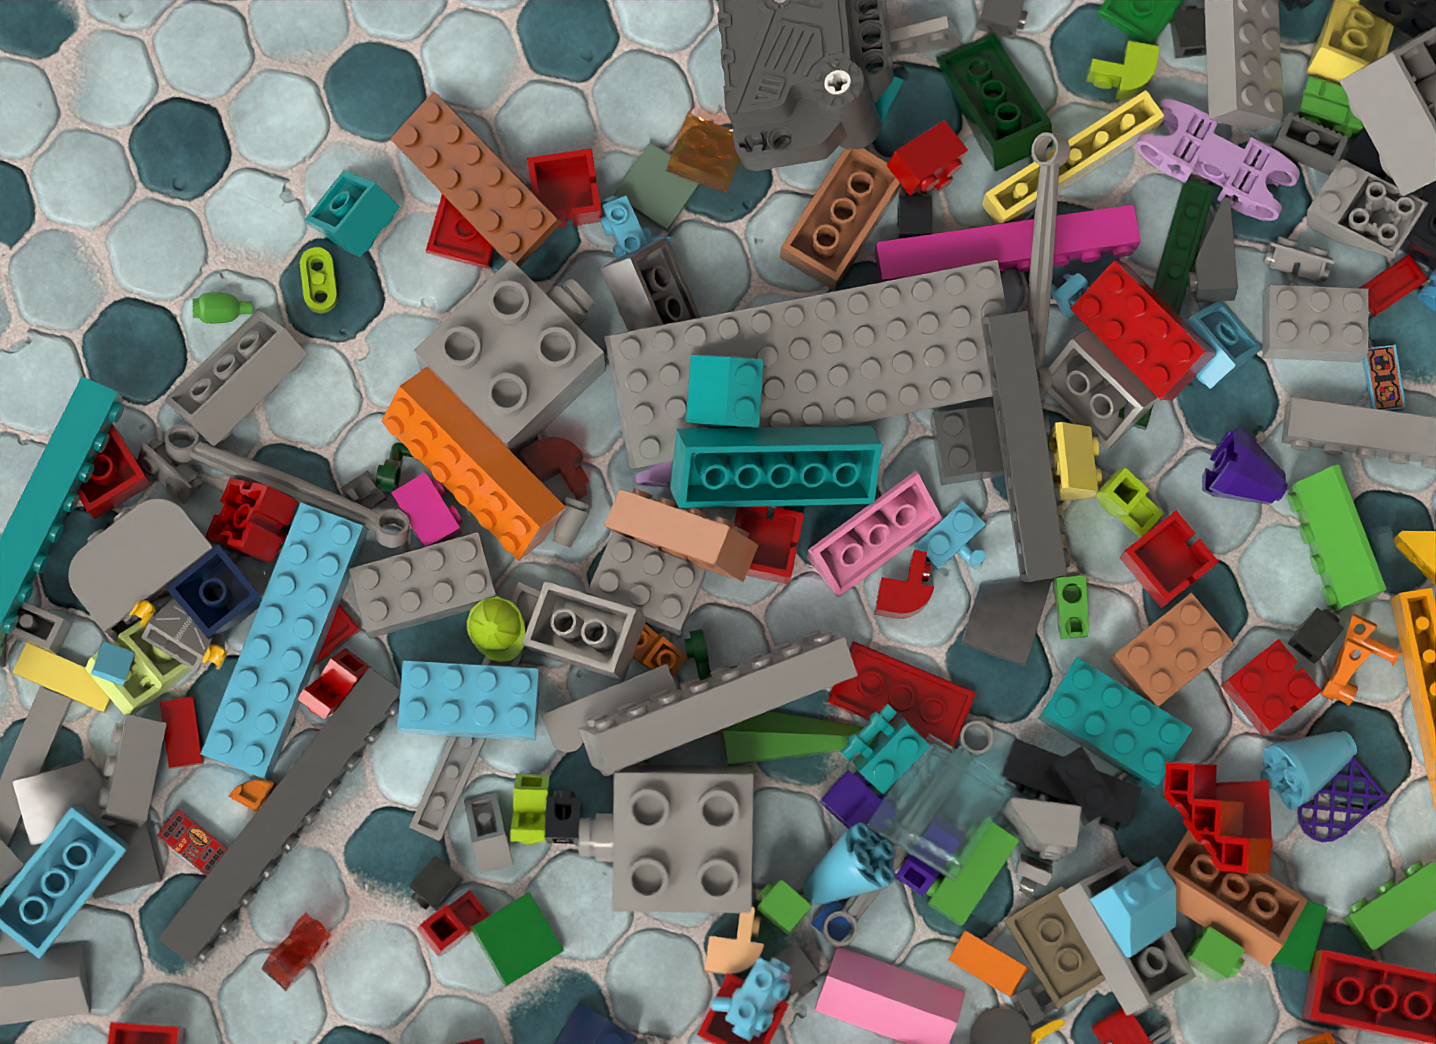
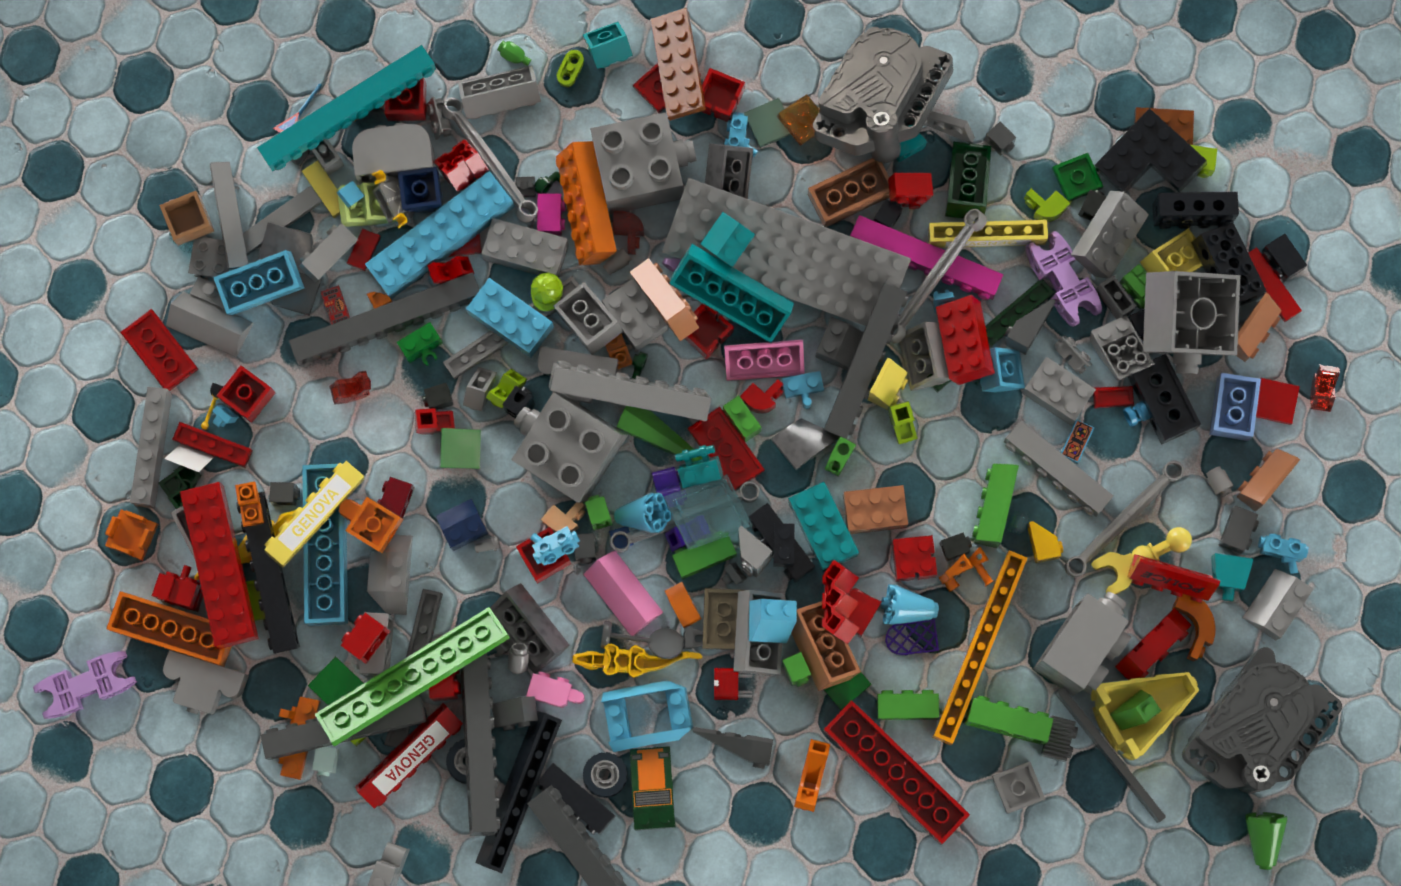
camera: 40 degrees right, 0 degrees up
(358, 820) = (420, 344): none -> green brick
(898, 638) = (742, 418): none -> bright green brick
(1165, 562) = (902, 462): red piece -> none
(1243, 471) = (972, 443): dark purple cone -> none

